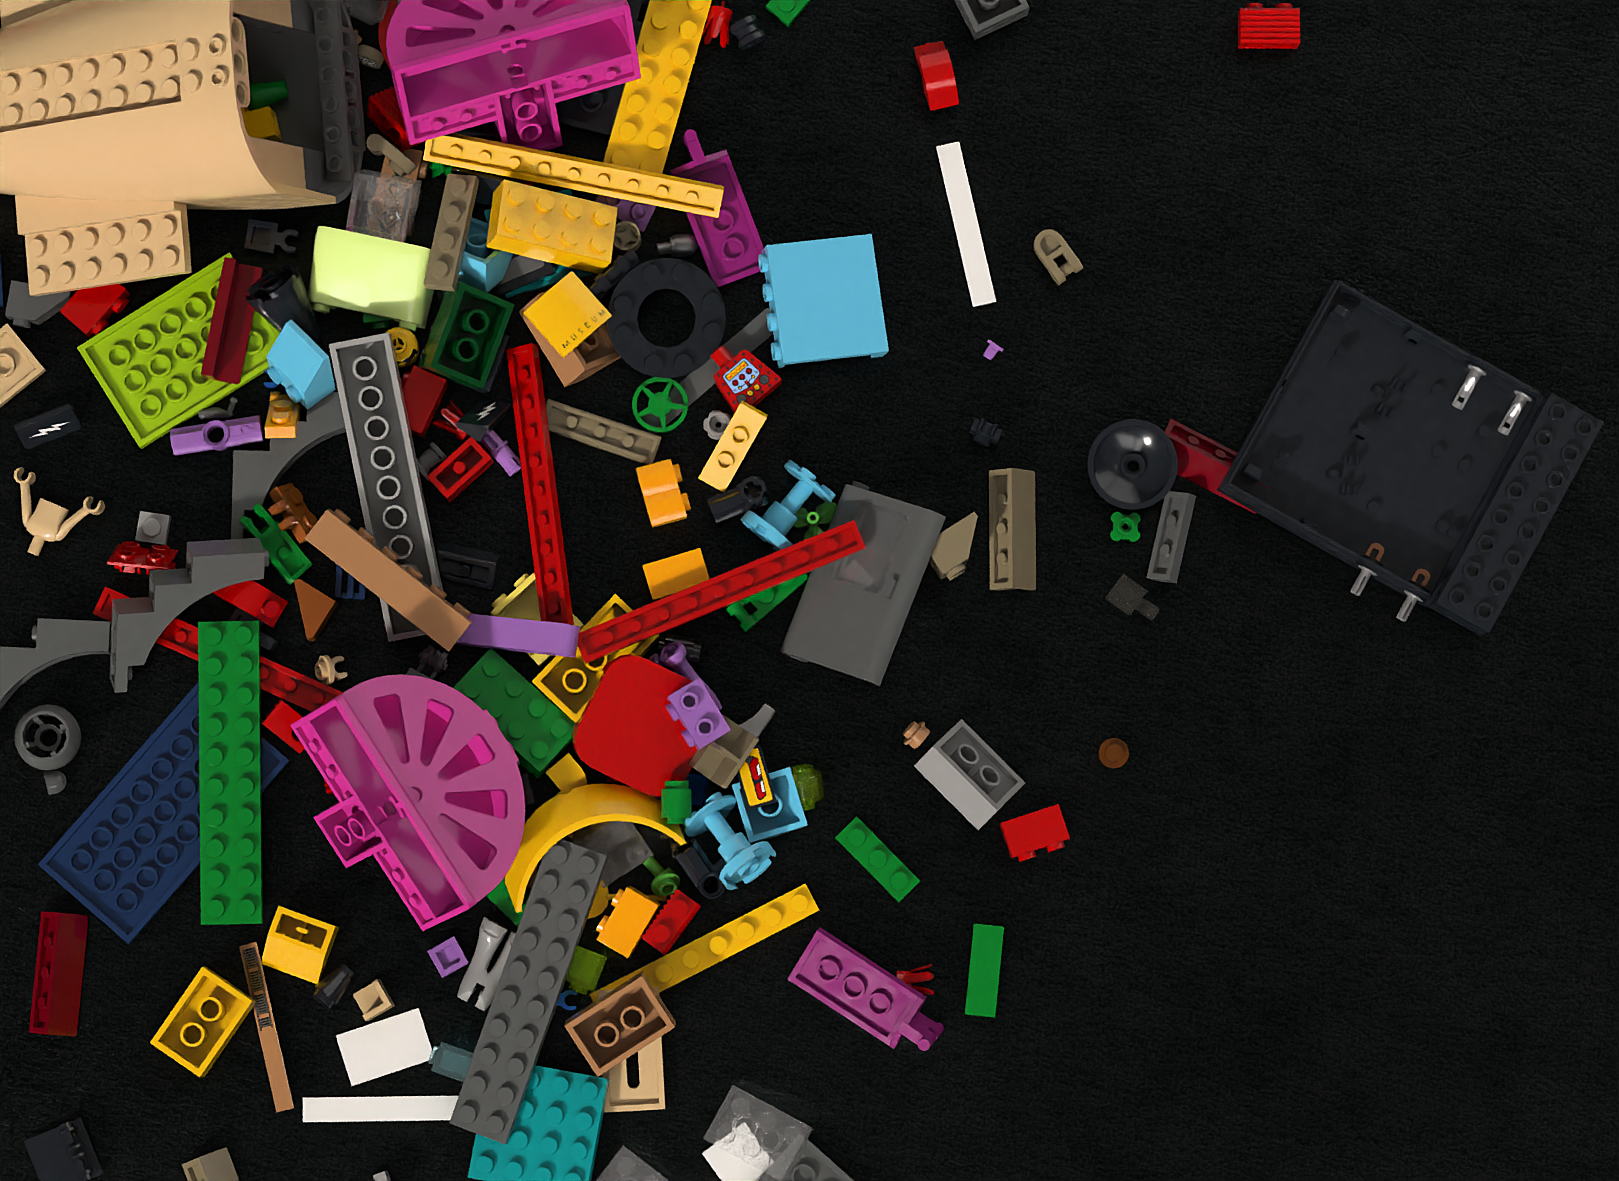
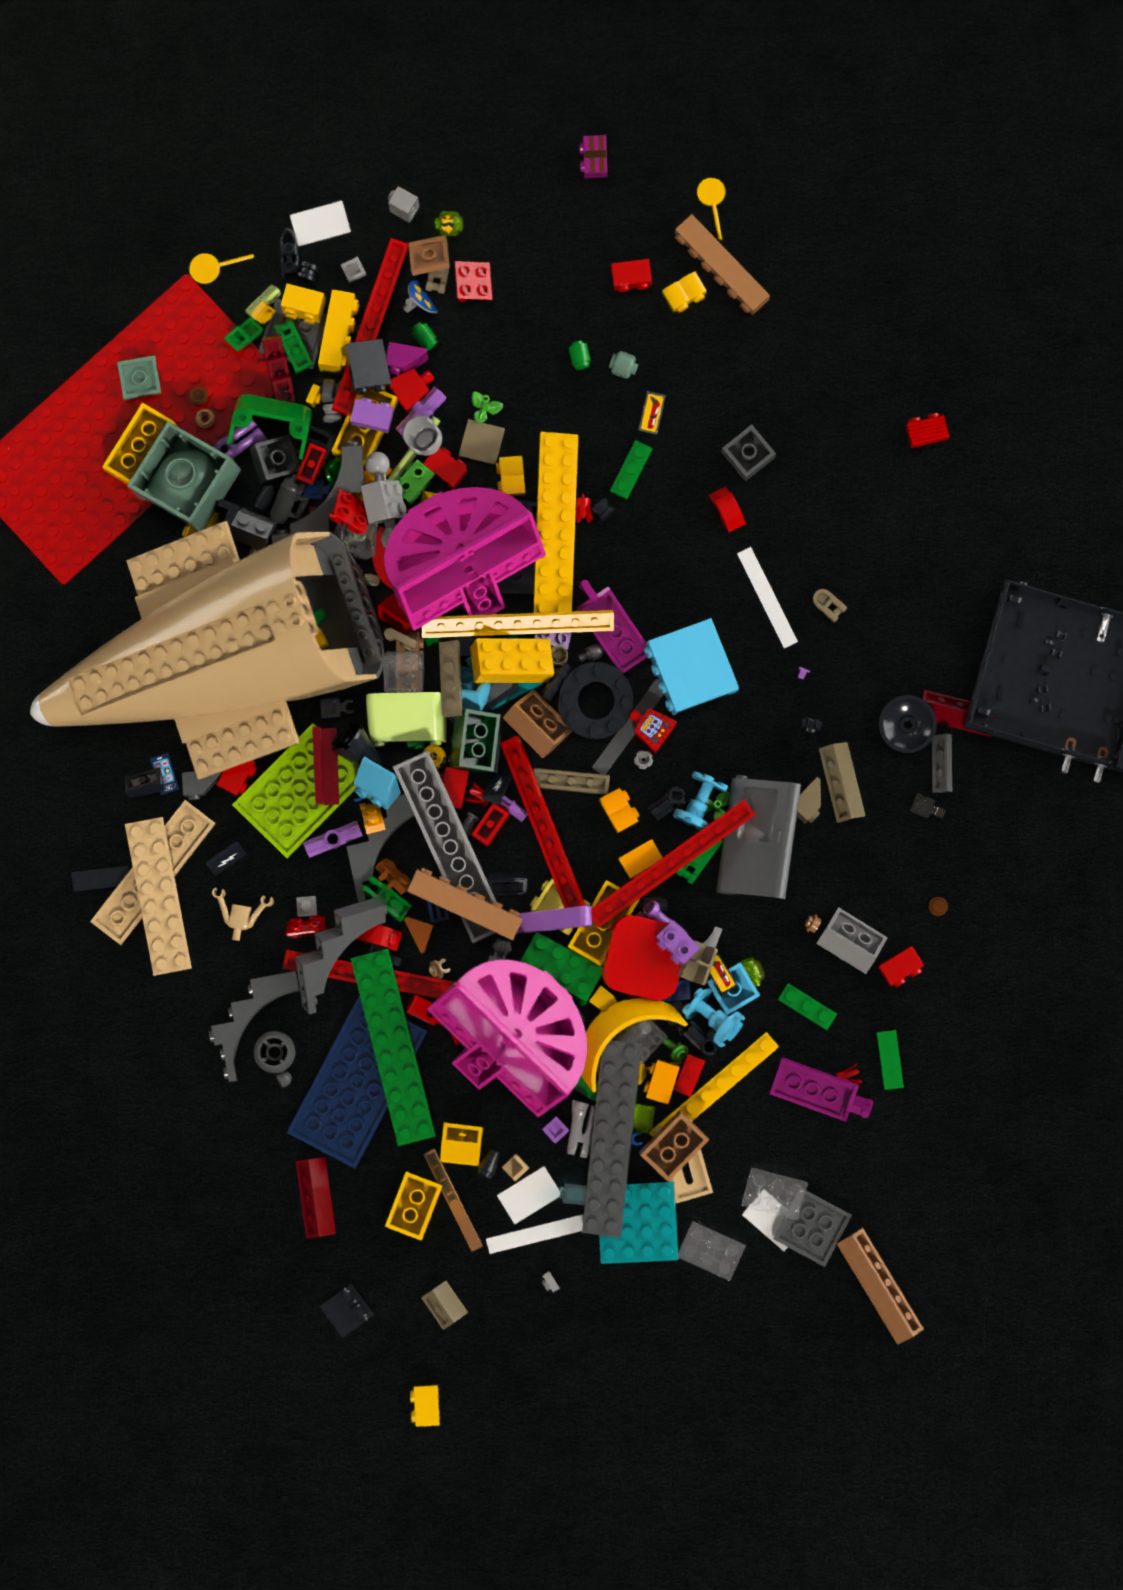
camera: 10 degrees left, 0 degrees up
(217, 413) = (328, 825): dark grey piece -> none
(567, 314) = (535, 713): yellow slope -> none
(660, 404) = (604, 755): green wheel -> none
(676, 802) = (676, 1000): green brick -> none
(733, 446) = (656, 771): yellow plate -> none
(1119, 533) = (907, 760): green plate -> none

